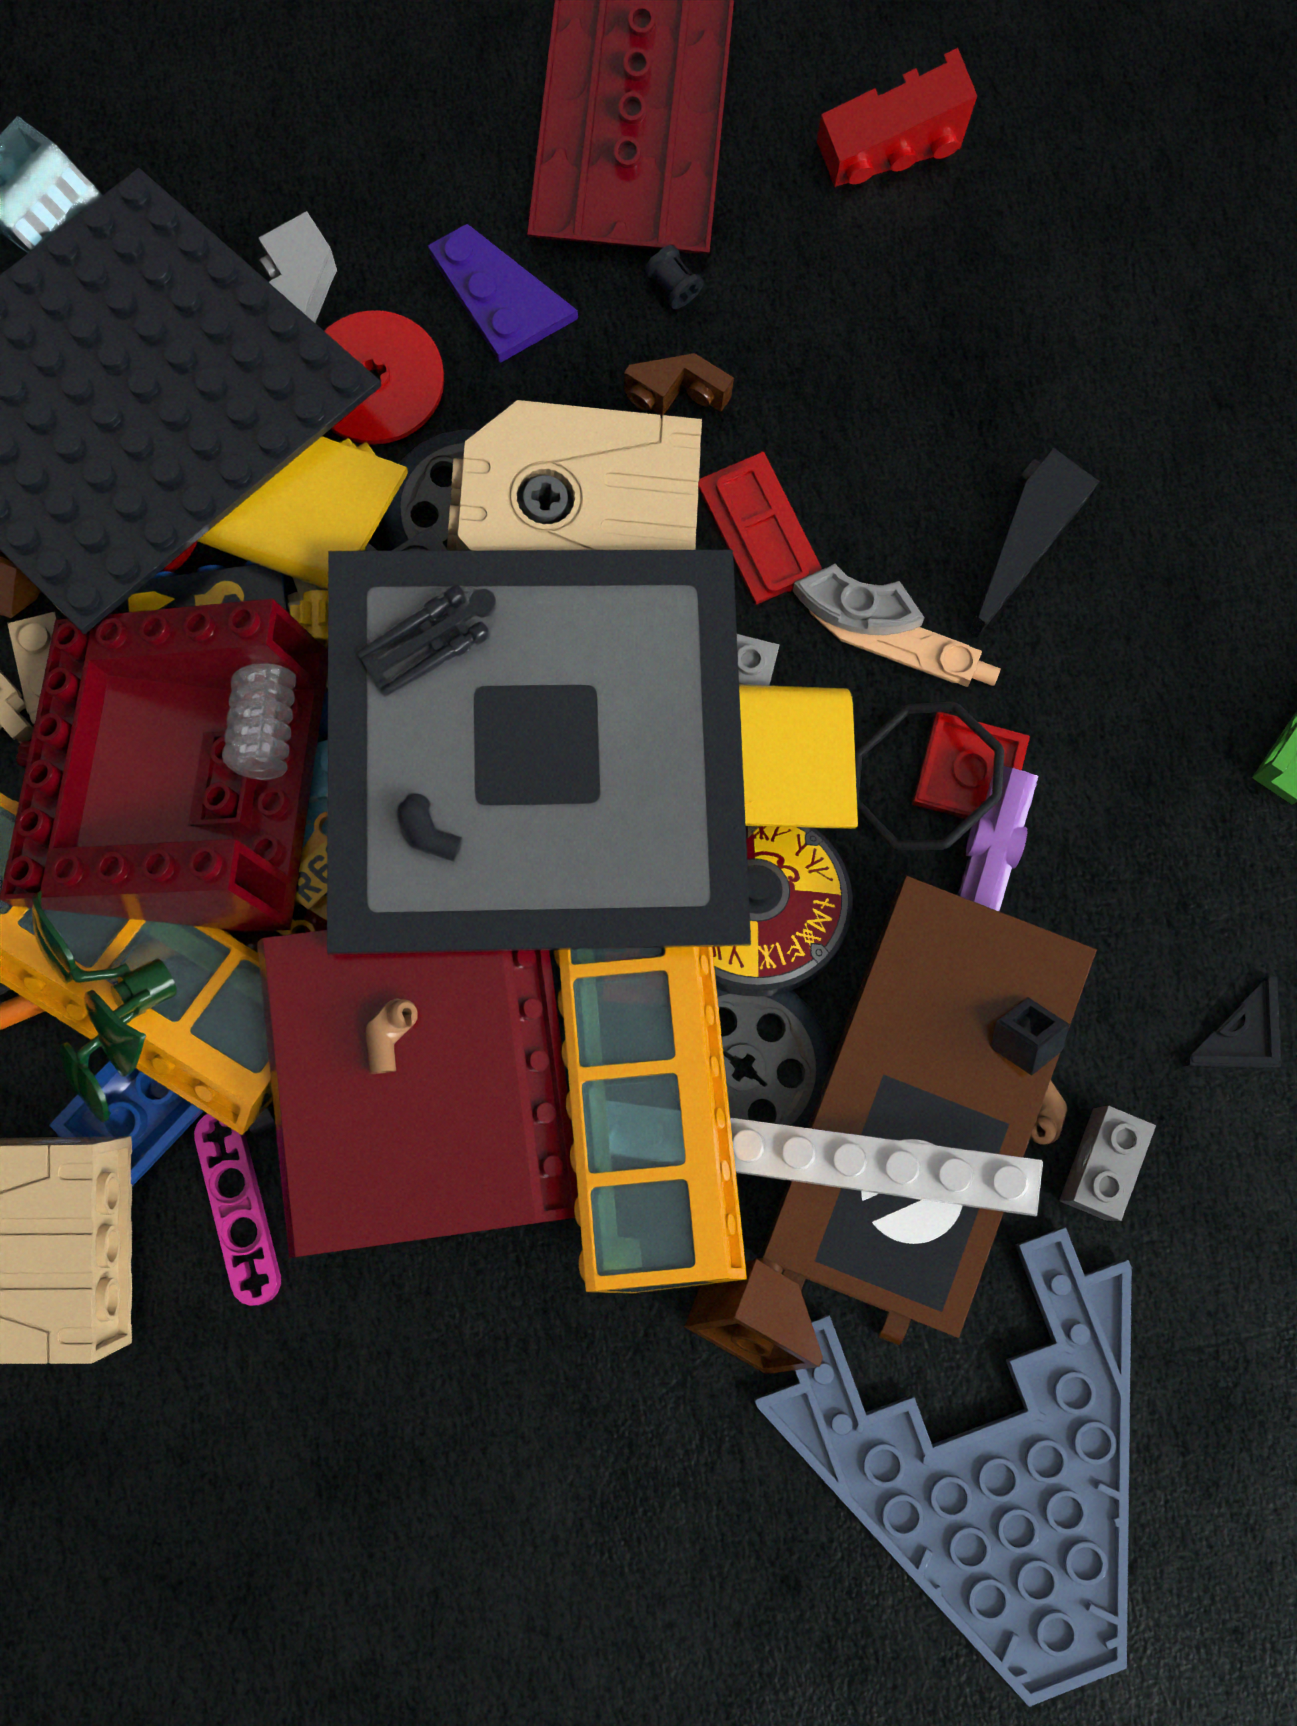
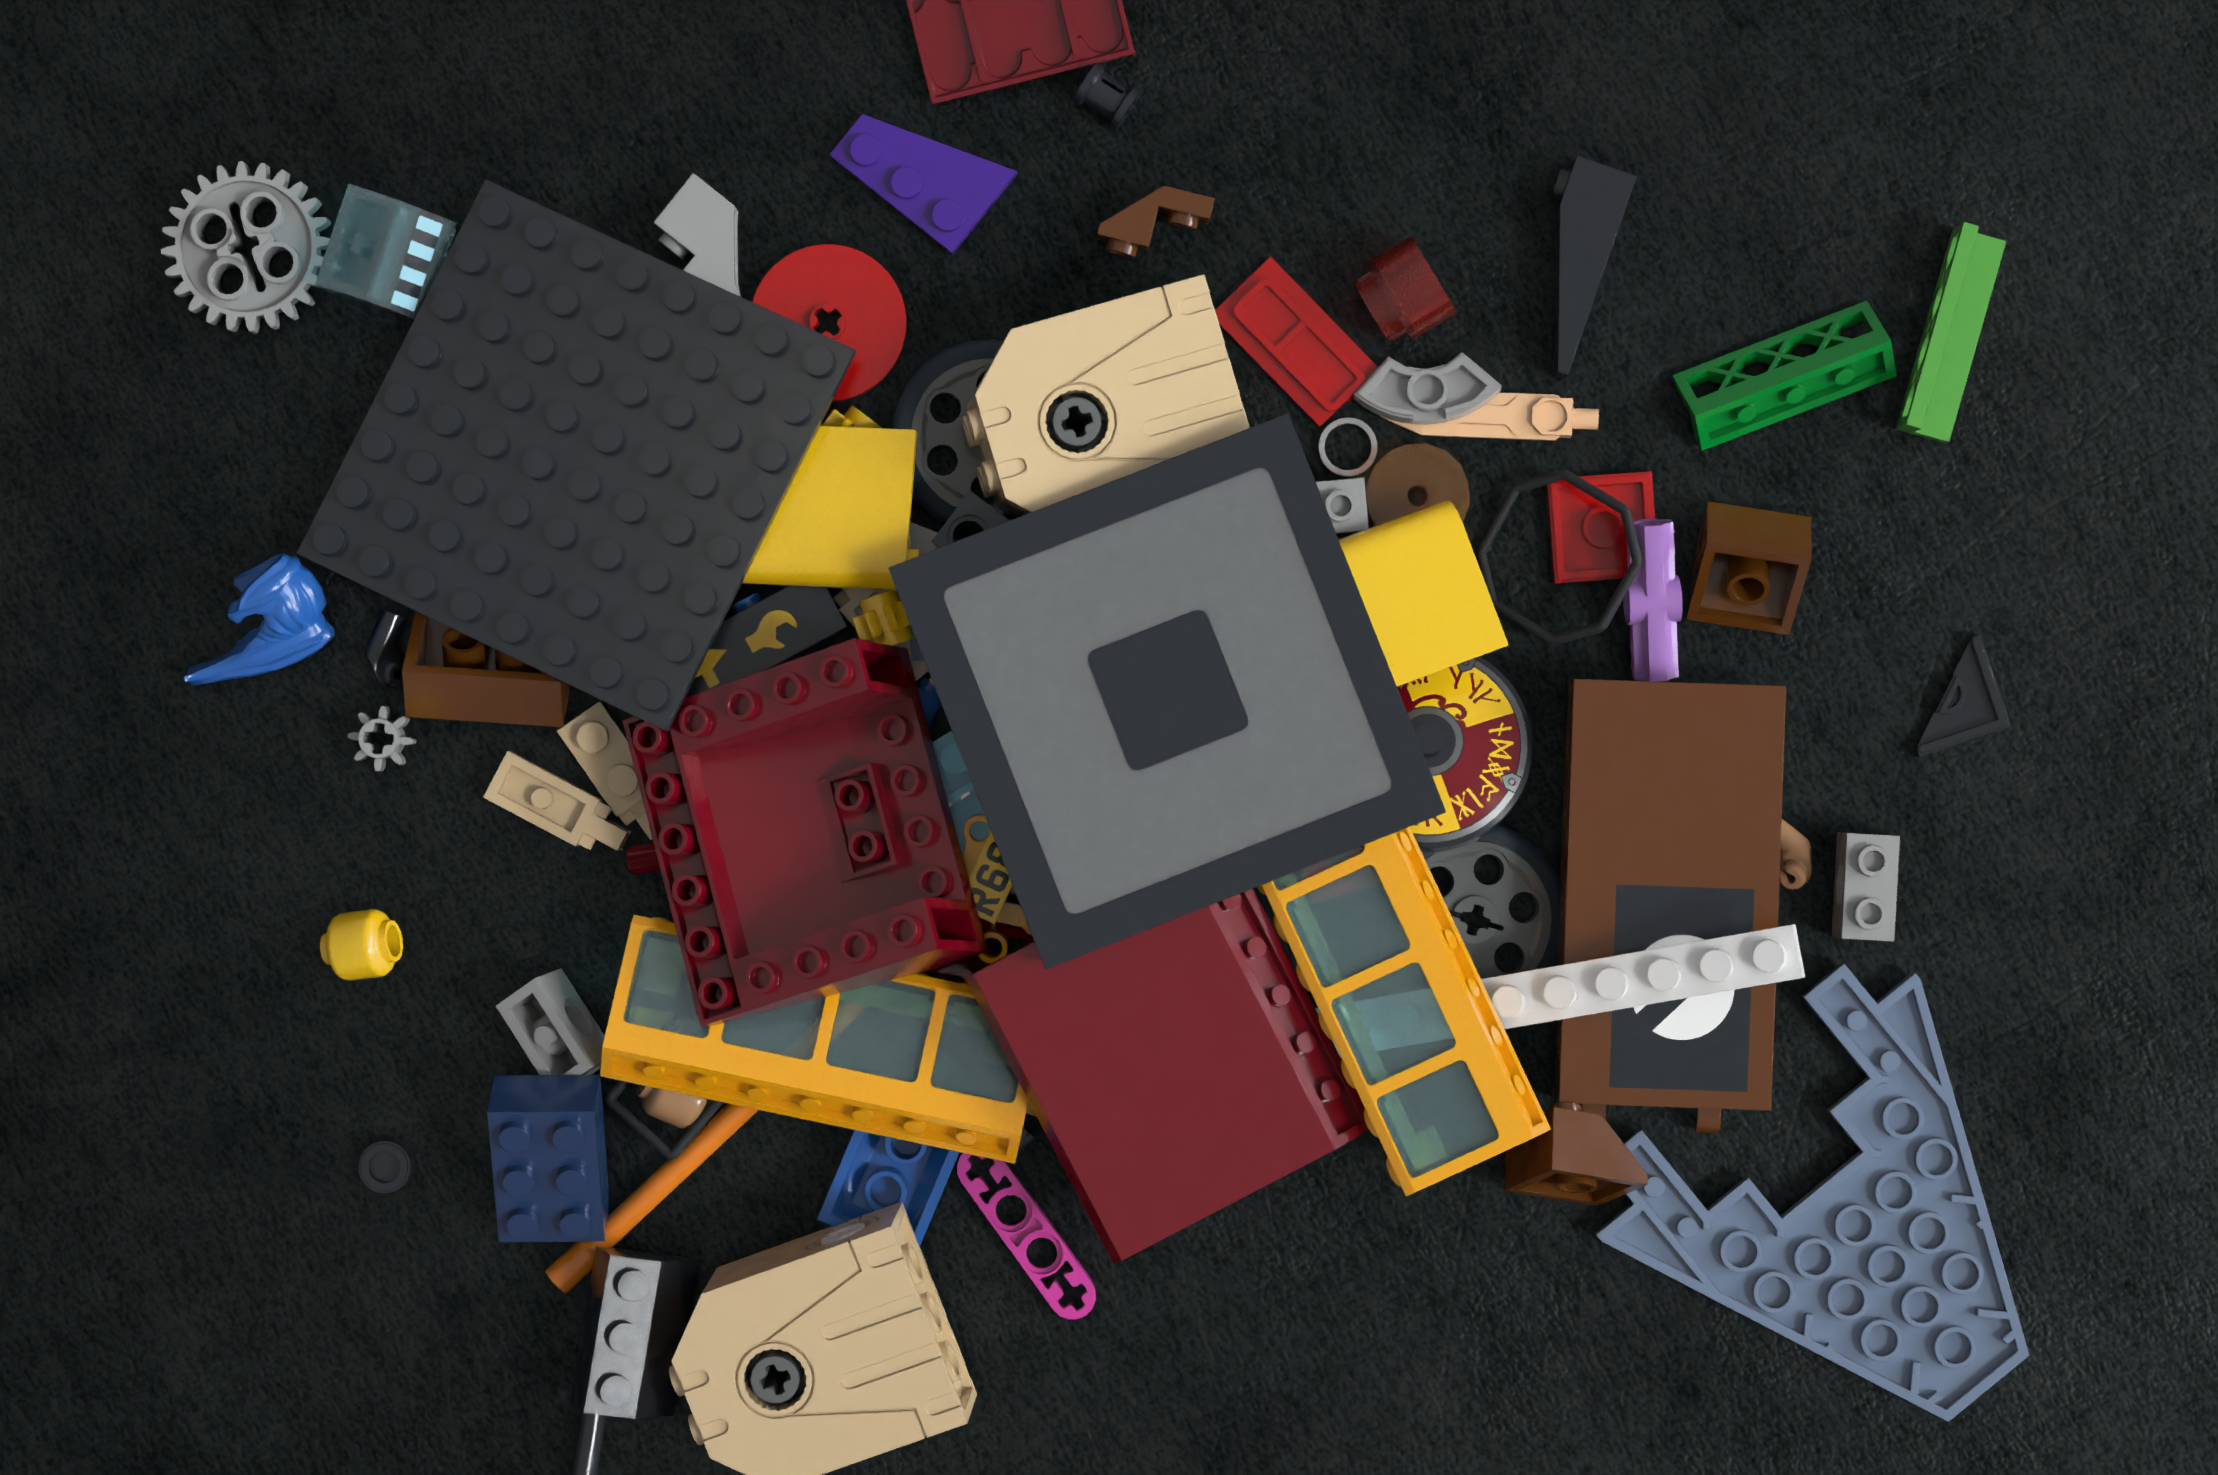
camera: 10 degrees left, 10 degrees up
(133, 994) = (870, 1072): dark green plant -> none
(259, 721) = (877, 759): clear piece -> none
(385, 1030) = (1126, 1021): medium nougat arm -> none
(420, 830) = (1091, 821): black arm -> none
(481, 604) = (1064, 571): black piece -> none
(784, 608) = (1321, 447): none -> light grey piece
(823, 662) = (1410, 467): none -> clear orange plate
(868, 509) = (1404, 292): none -> clear red piece
(1029, 1036) = (1746, 798): black slope -> none
(1090, 846) = (1749, 568): none -> reddish brown slope
(1173, 702) = (1791, 382): none -> green fence

